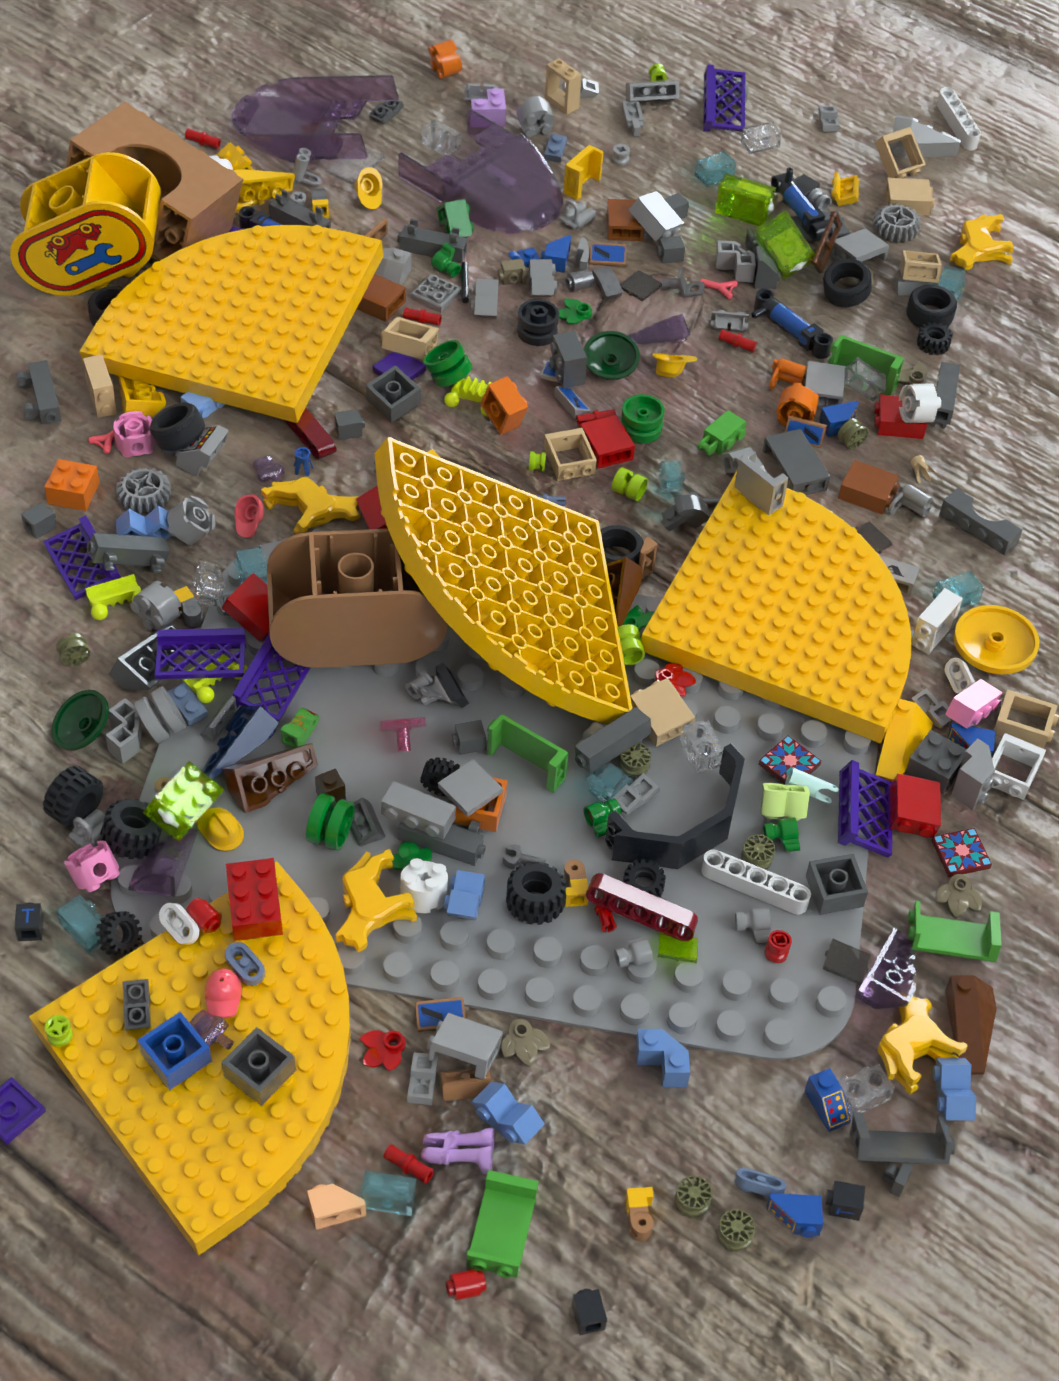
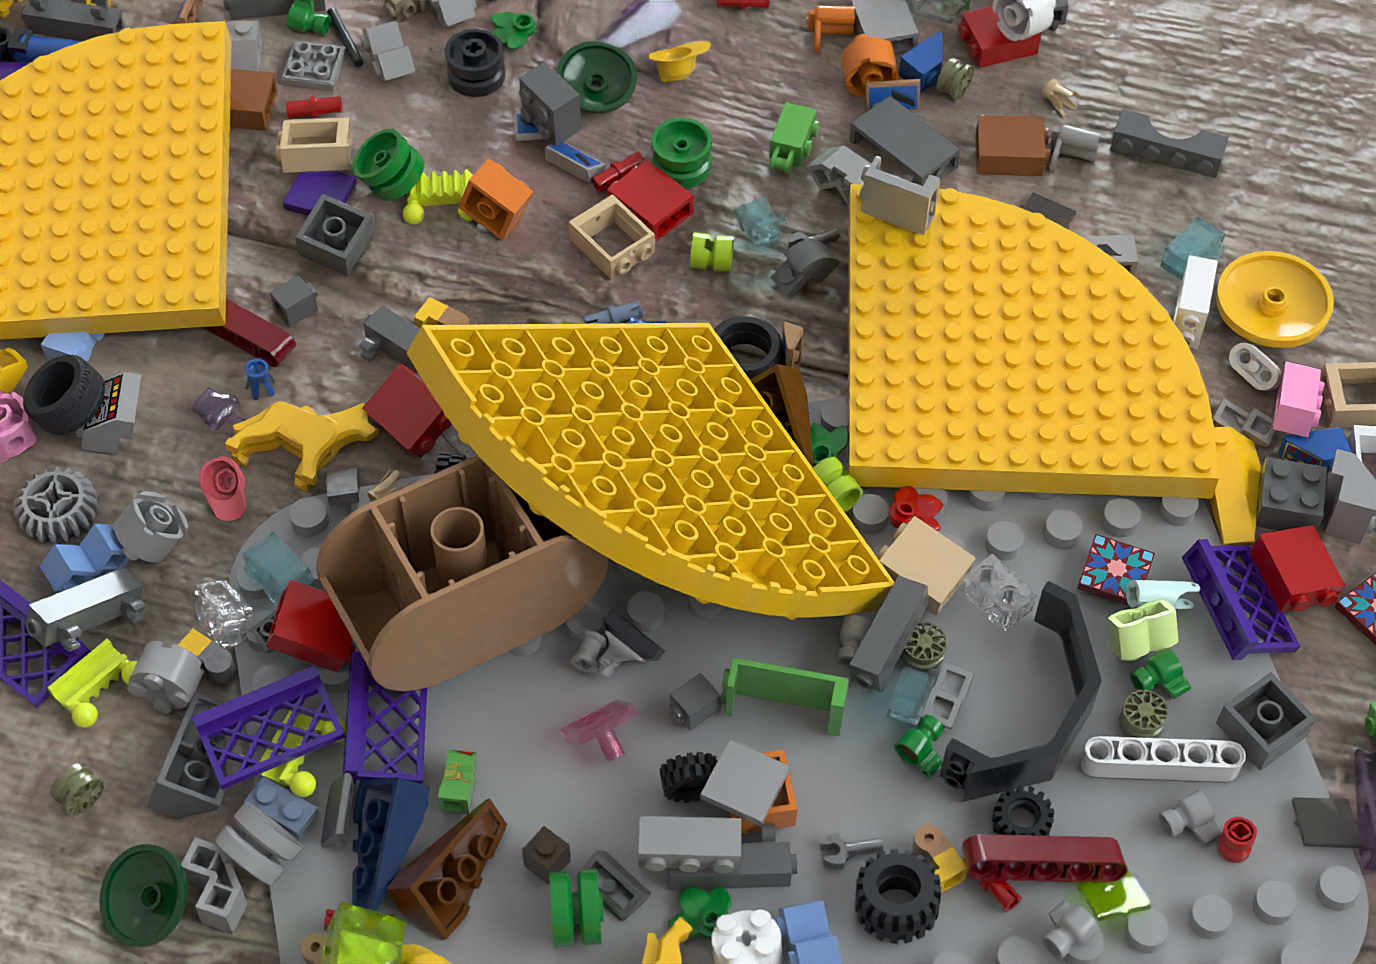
camera: 20 degrees left, 5 degrees up
(537, 461) = (574, 262): lime wheel -> none

